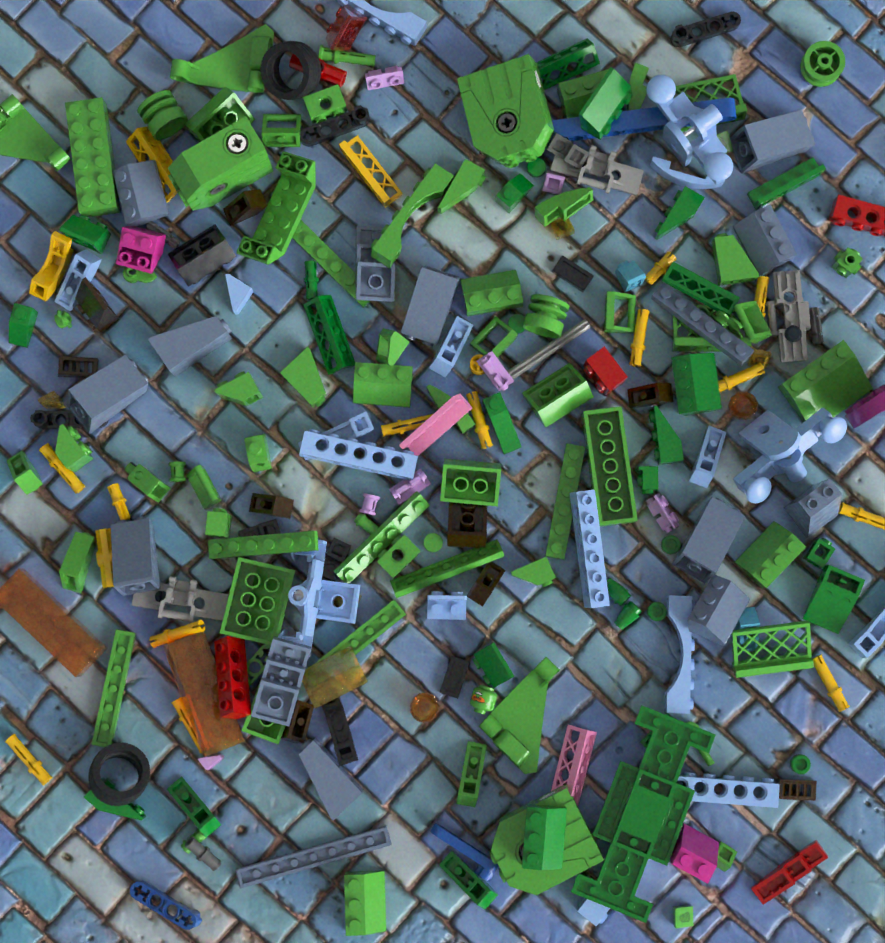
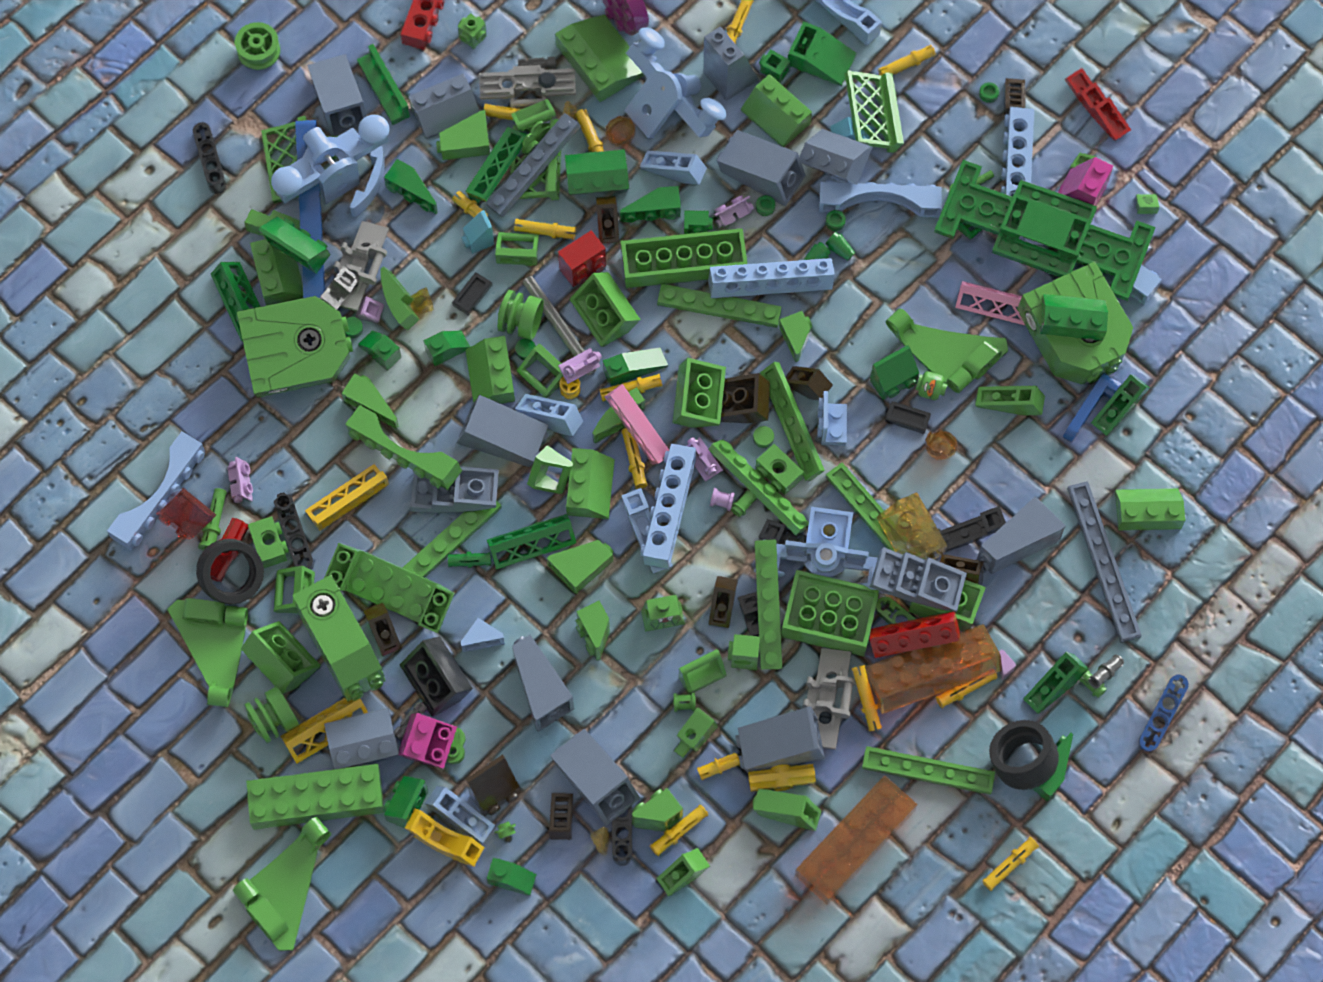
camera: 90 degrees left, 15 degrees down
(517, 251) = (445, 346): none -> green slope

